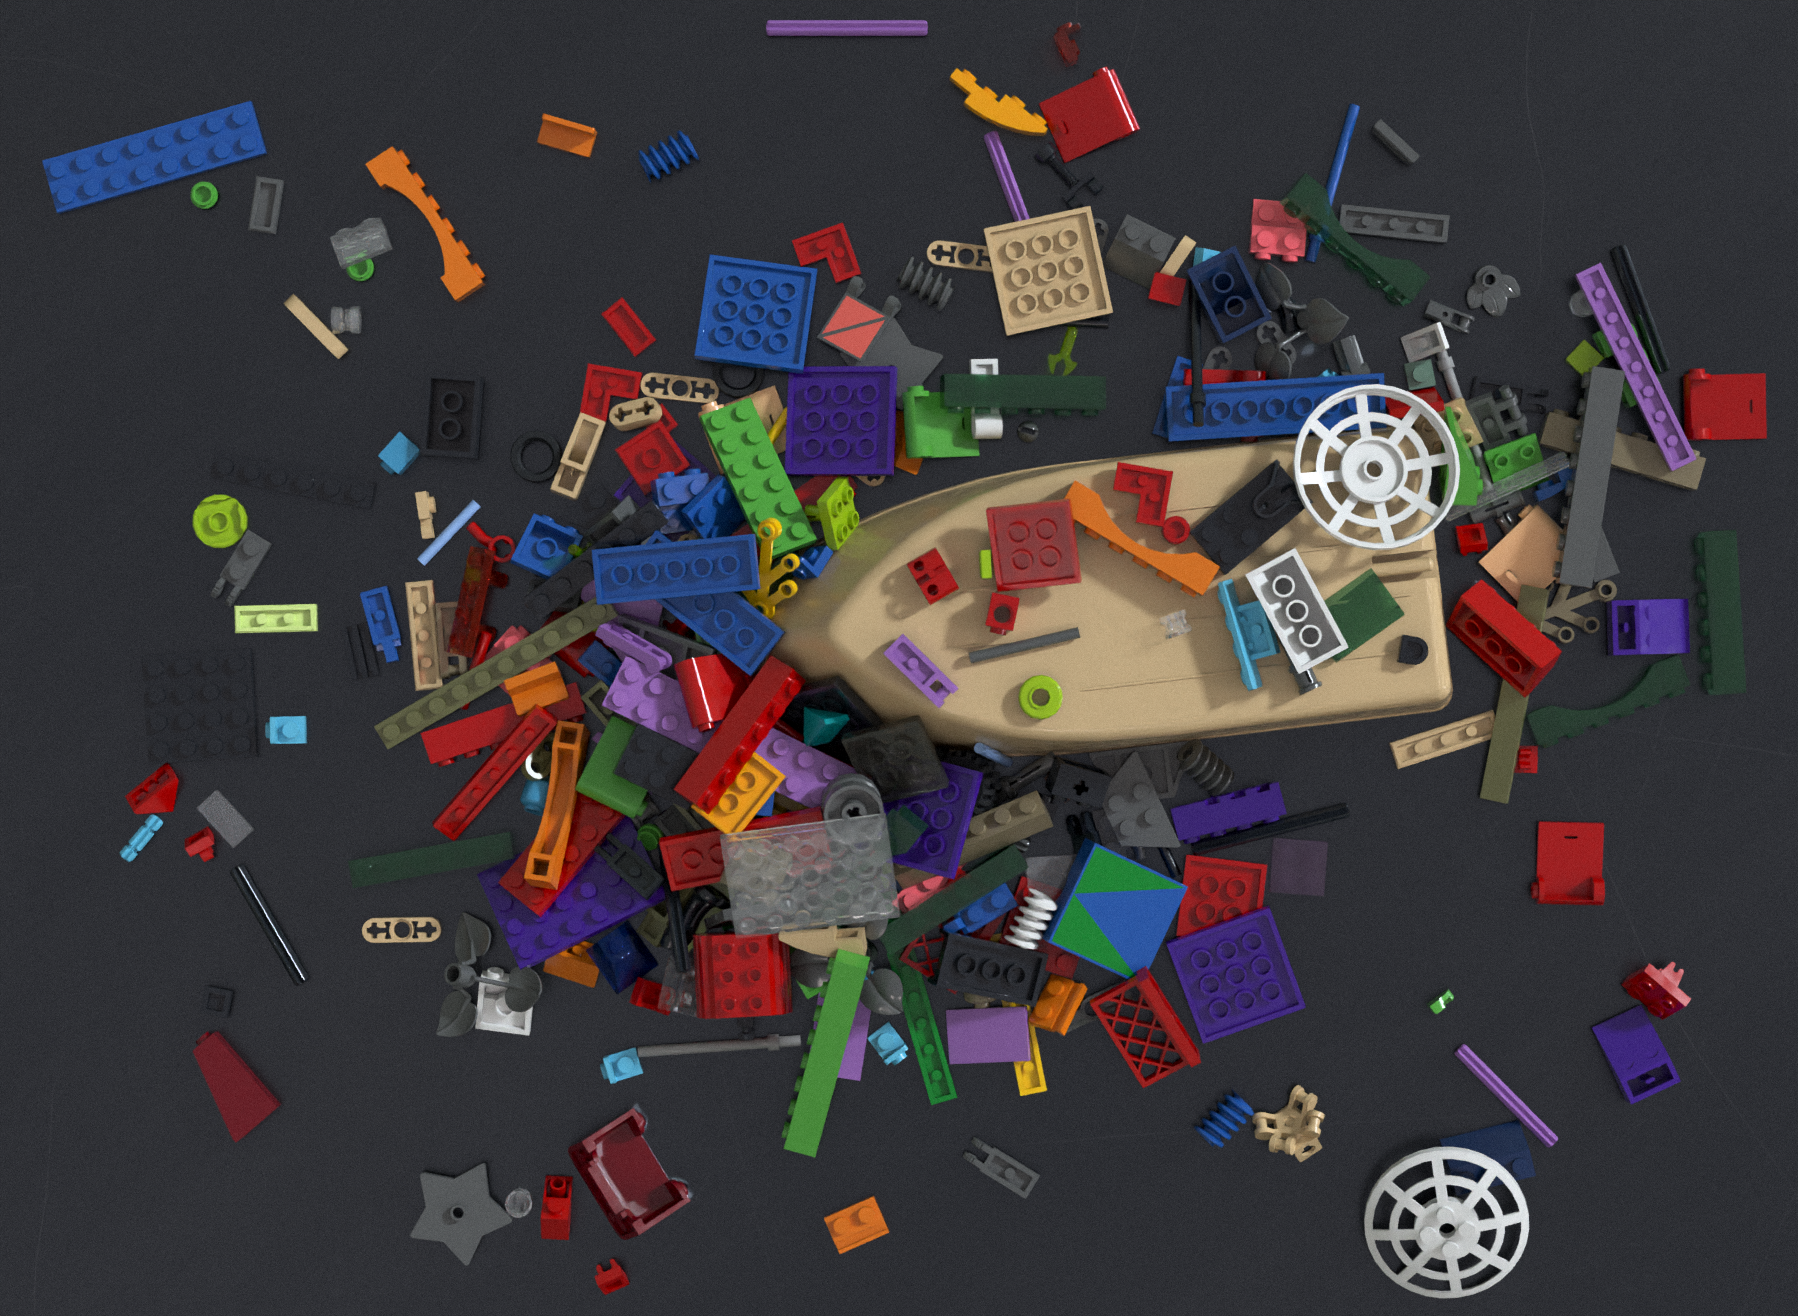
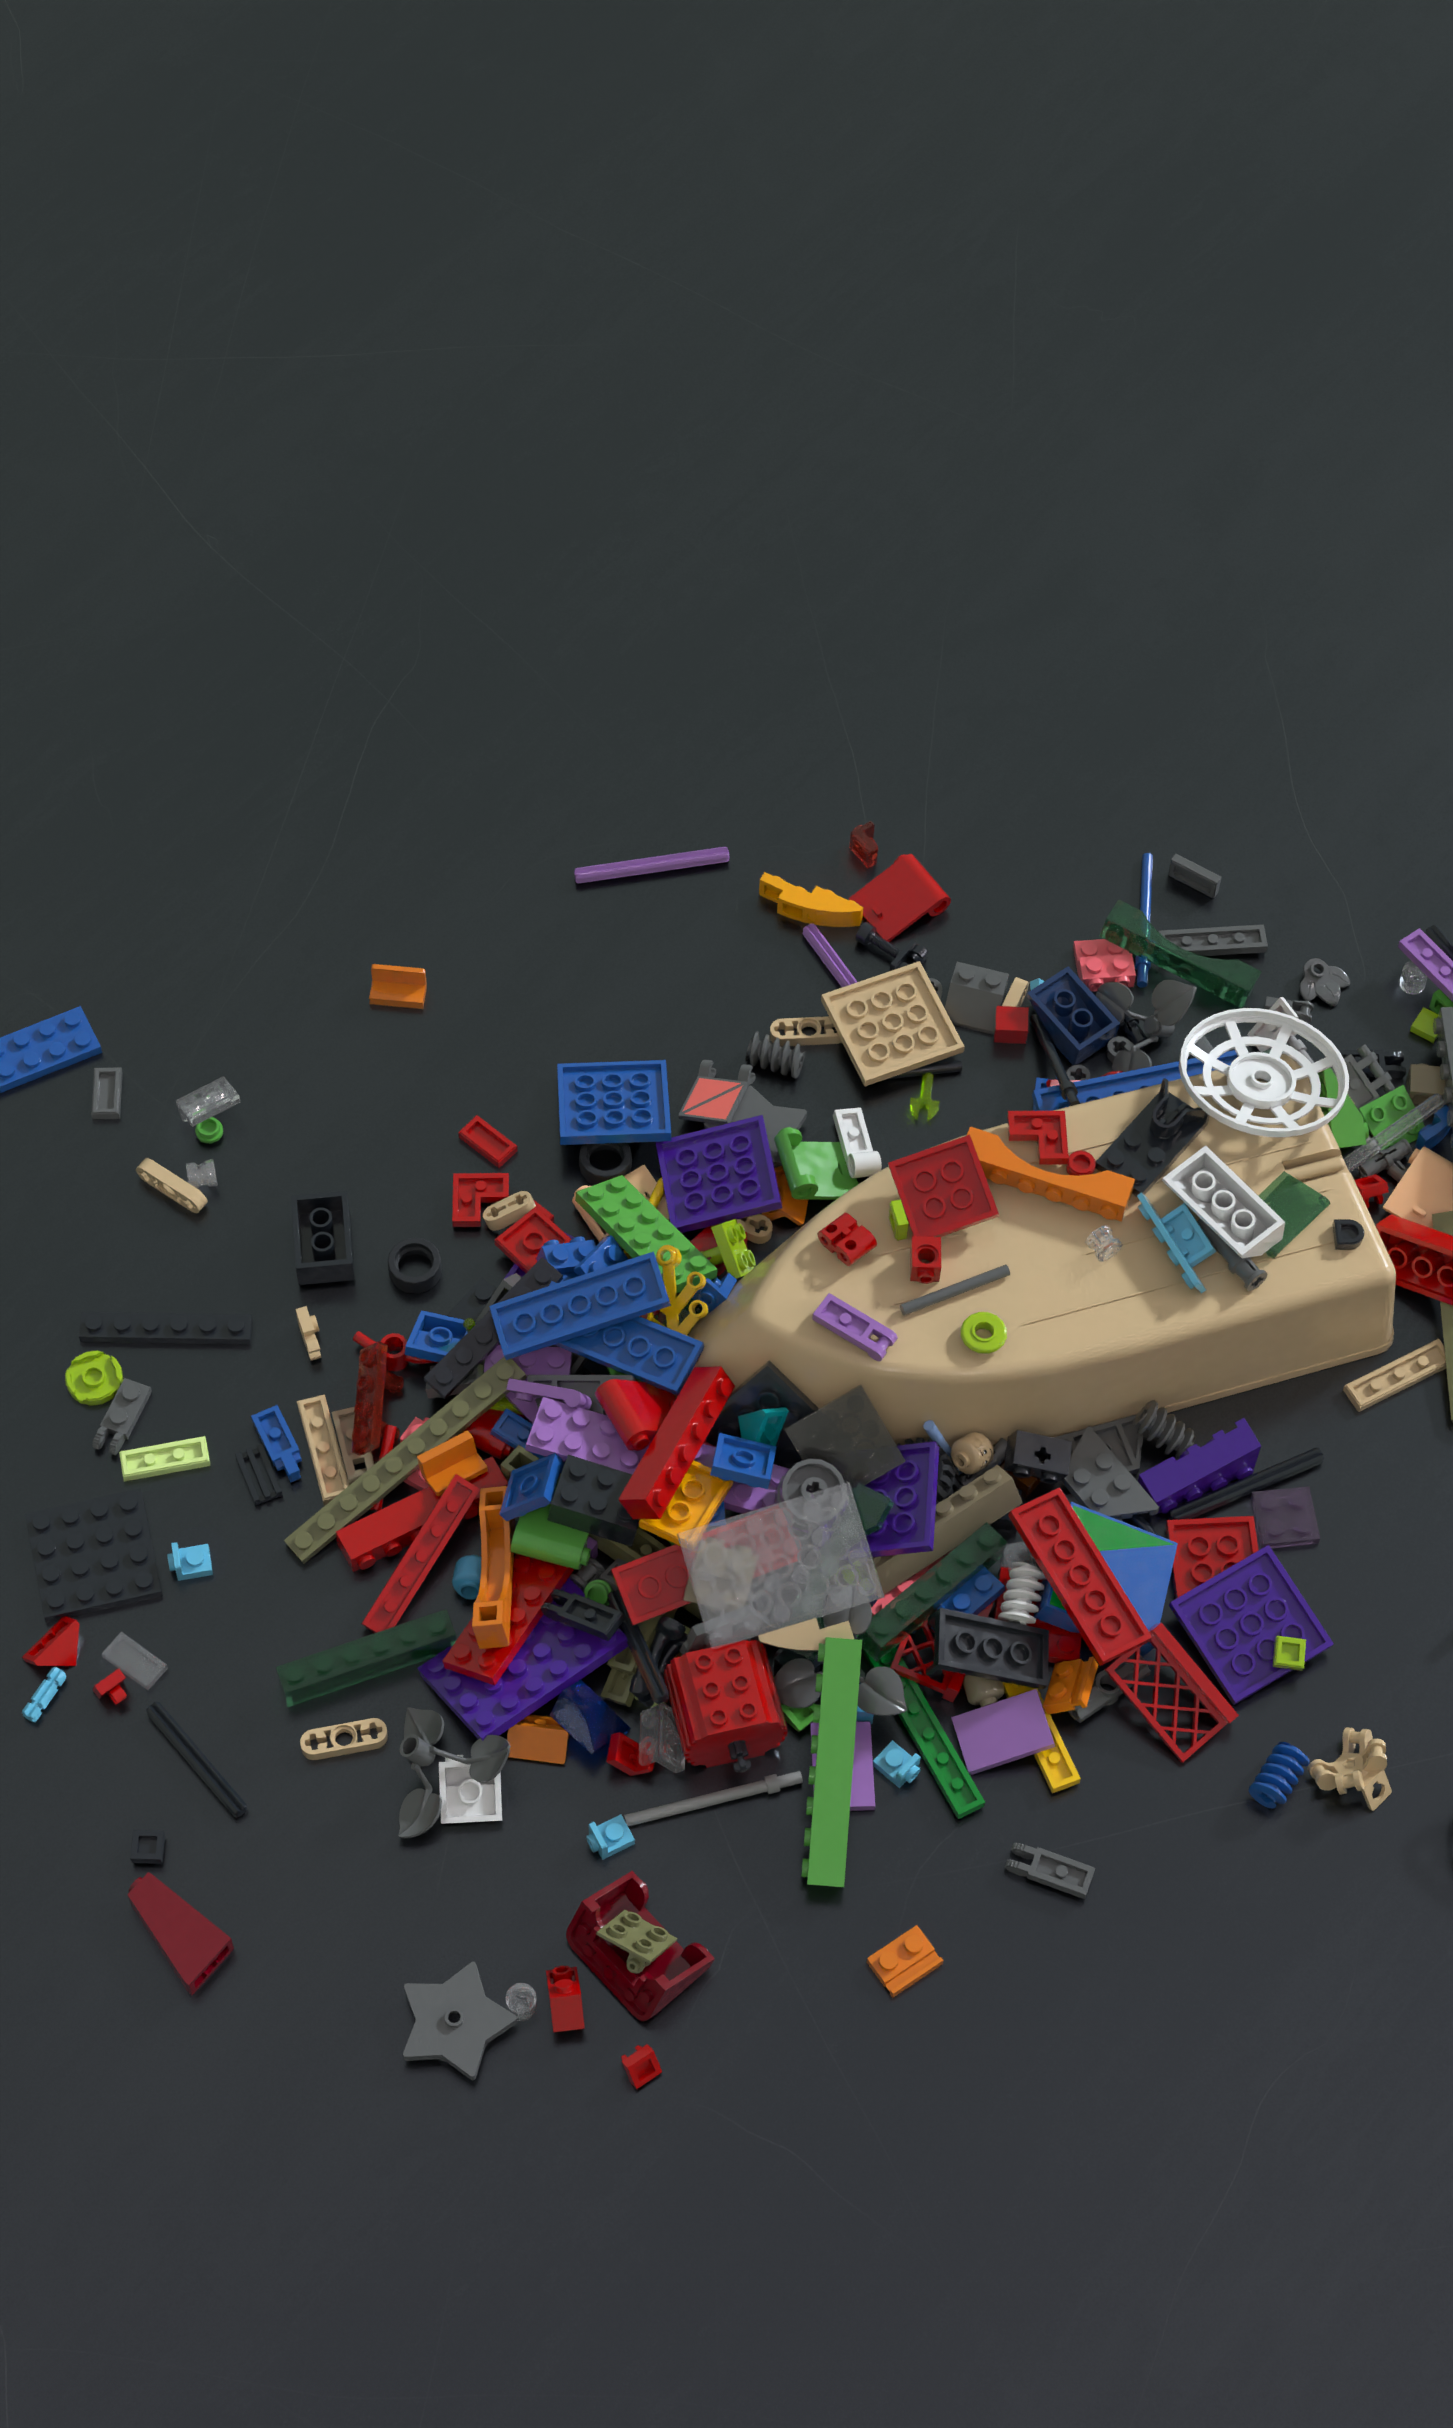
camera: 15 degrees left, 30 degrees down
(204, 195) = (43, 1092): bright green plate -> none
(399, 454) = (273, 1283): dark azure brick -> none
(448, 532) = (335, 1350): light blue bar -> none
(460, 275) = (232, 1044): orange arch -> none
(540, 759) = (466, 1537): olive plate -> none
(578, 457) = (457, 1258): tan slope -> none
(601, 741) = (531, 1487): none -> blue plate
(625, 1174) = (638, 1938): none -> olive hinge
(667, 155) = (499, 985): blue piece -> none
(673, 378) = (540, 1177): tan beam -> none
(797, 761) = (743, 1461): none -> blue plate
(829, 244) = (673, 1039): red plate -> none
(1017, 769) = (972, 1453): none -> tan head
(1022, 392) = (890, 1126): clear green brick -> none
(1084, 921) = (1080, 1576): none -> red plate
(1262, 1011) = (1289, 1653): none -> lime tile

